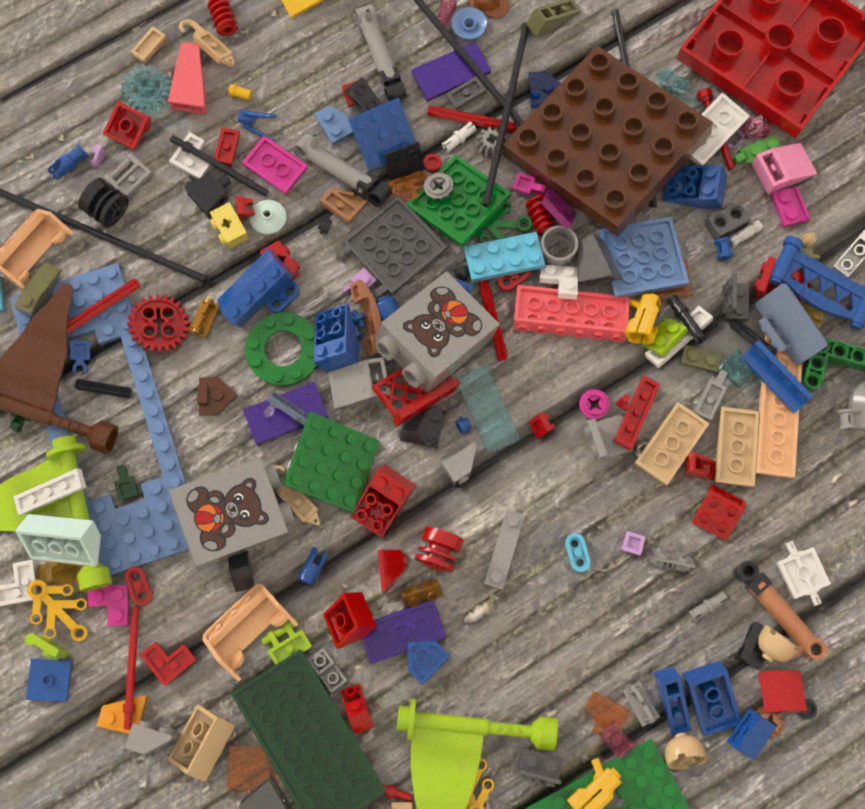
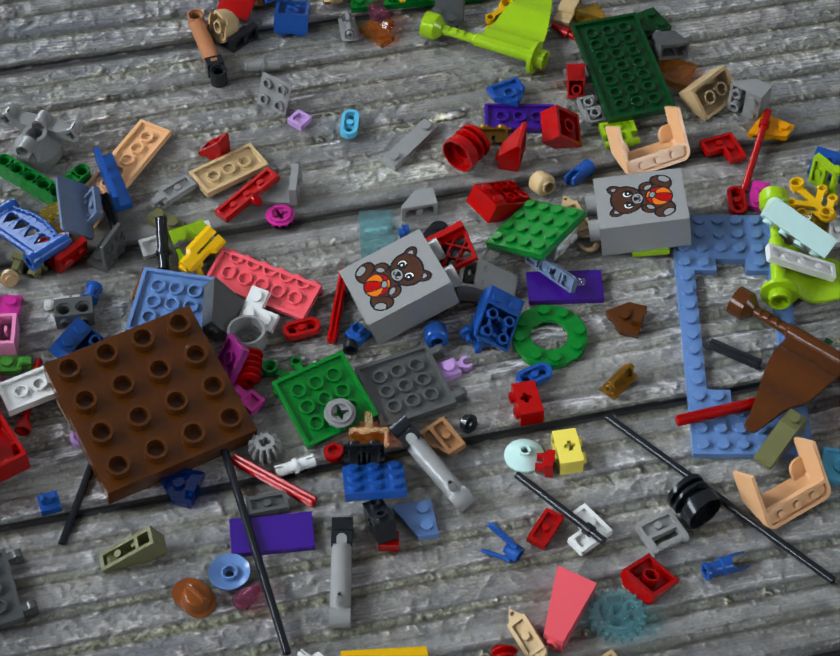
camera: 160 degrees left, 25 degrees down
(80, 352) = (750, 385): blue plate -> none
(98, 157) = (689, 562): lavender tile -> none
(126, 486) = (731, 271): dark green plate -> none
(139, 324) = (678, 389): red gear -> none
(208, 192) = (579, 487): black torso -> none
(243, 93) = (516, 583): yellow pin -> none
(254, 288) = (561, 379): blue slope -> none
(275, 165) = (500, 495): dark pink plate -> none
(347, 536) = (542, 183): none -> tan head
(362, 295) = (457, 317): nougat slope -> none
(504, 257) = (302, 340): medium azure plate -> none
(505, 116) = (234, 464): black piece -> none
(541, 425) = (334, 212): red tile -> none
(644, 39) = (49, 503): none -> blue tile
(672, 81) = (49, 444): clear light blue plate -> none
(673, 700) = (322, 24): blue slope -> none
(719, 512) = (212, 115): red bracket -> none
(737, 368) = (142, 206): clear light blue slope -> none
(737, 447) = (174, 153): tan plate -> none
(803, 573) = (173, 64): white plate -> none

